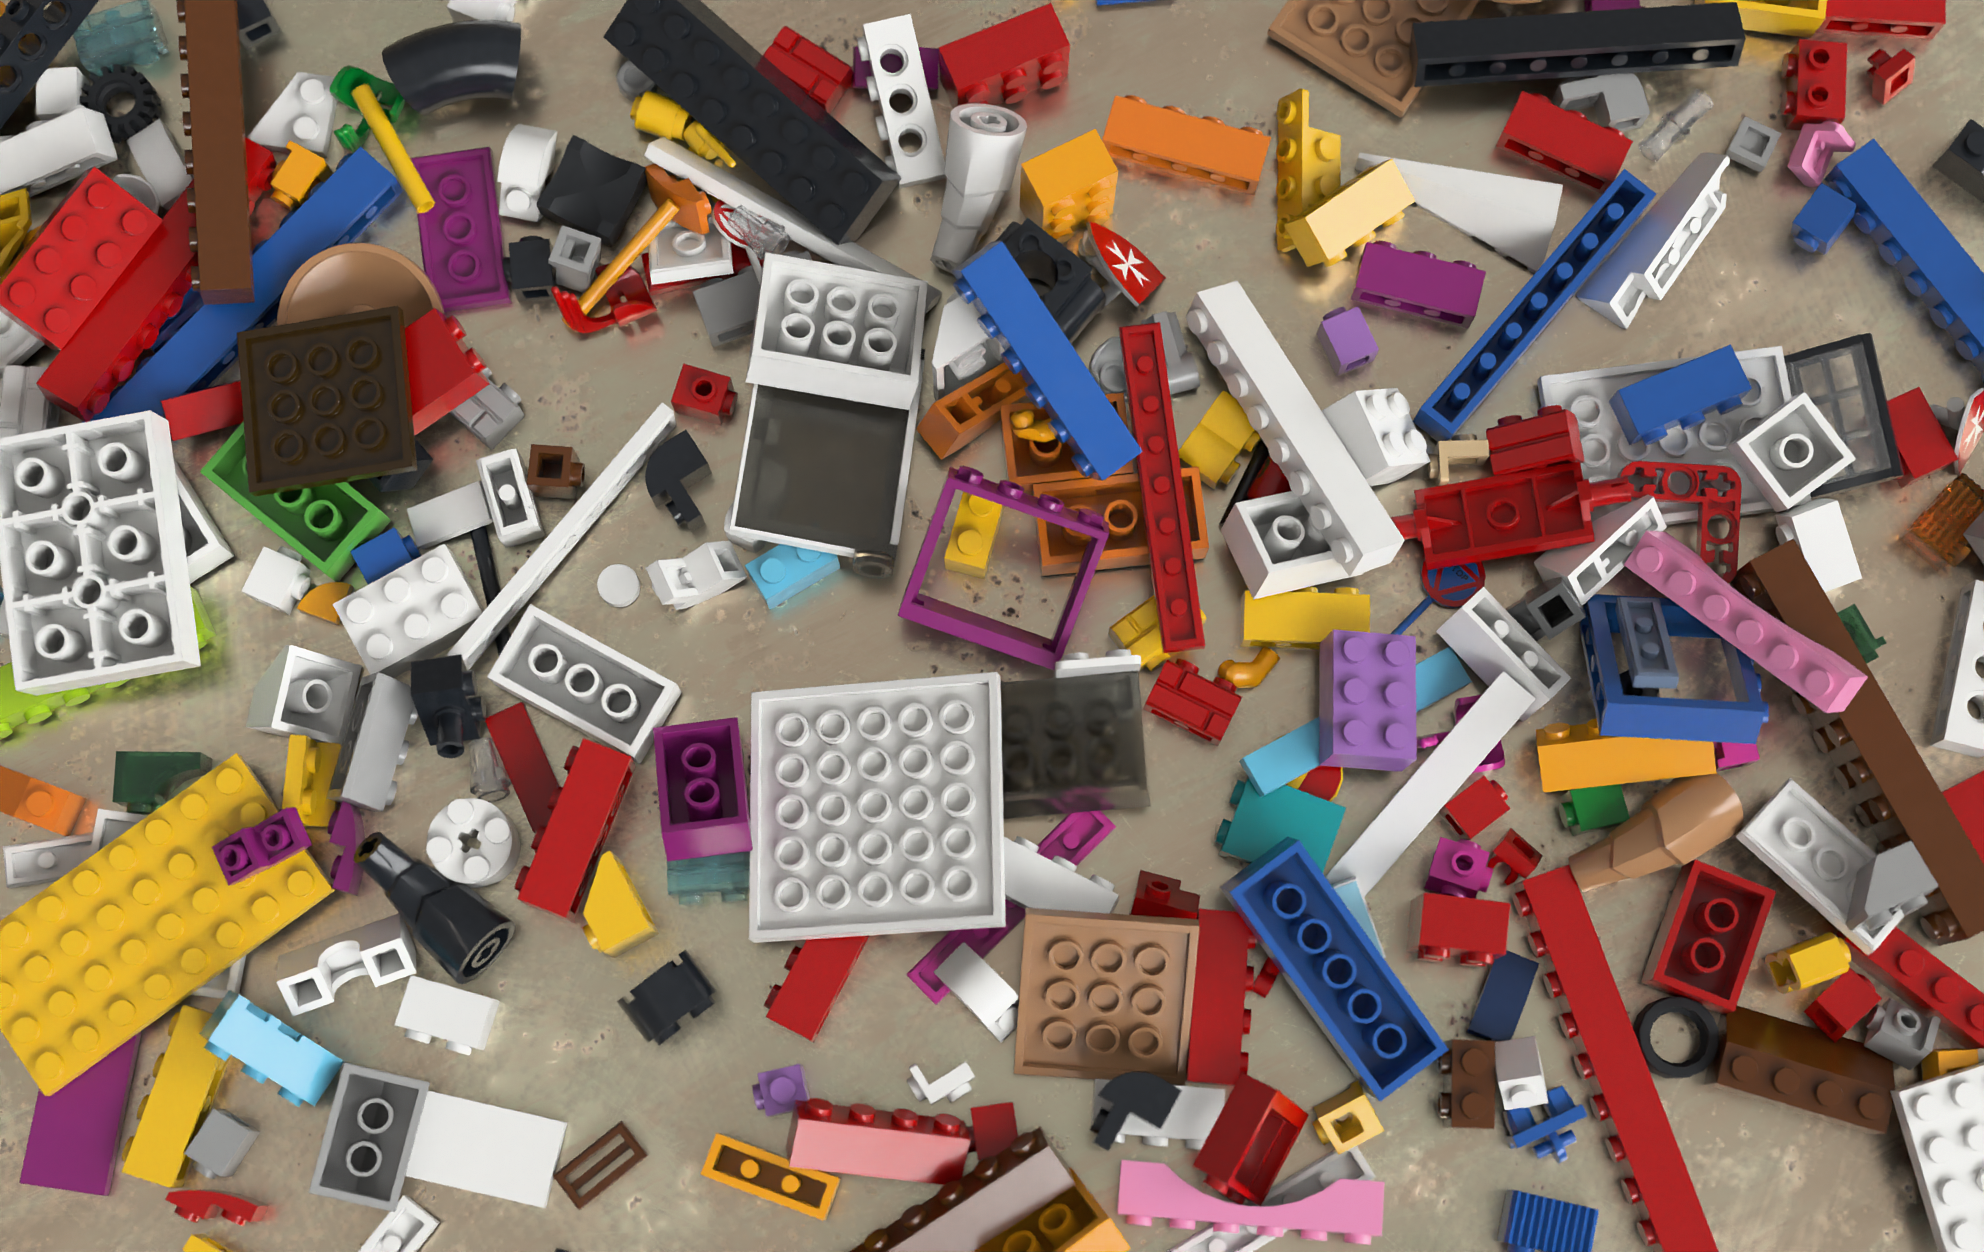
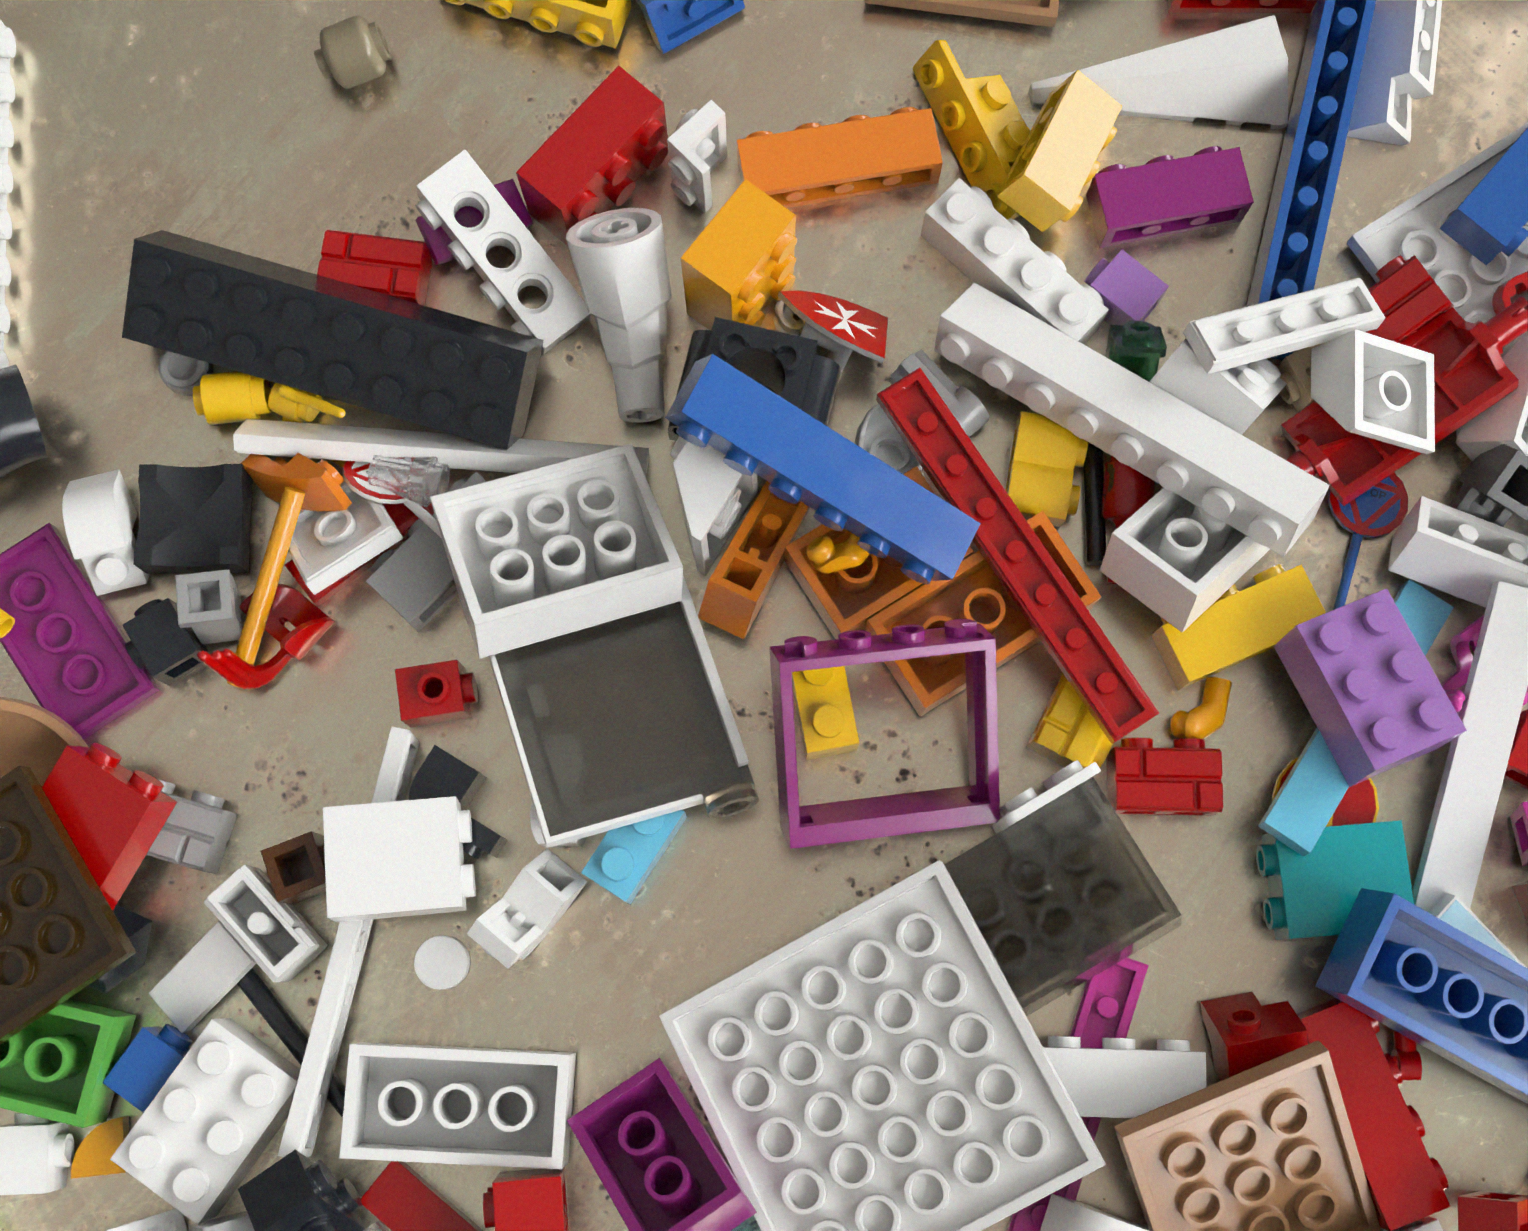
camera: 25 degrees left, 0 degrees up
(622, 493) = (397, 859): none -> white brick
(1079, 90) = (695, 151): none -> white bracket
(1270, 281) = (1007, 263): none -> white brick
(1330, 383) = (1136, 347): none -> clear green bracket
(1439, 414) = (1282, 325): none -> white tile
(1487, 494) = (1377, 389): none -> white slope

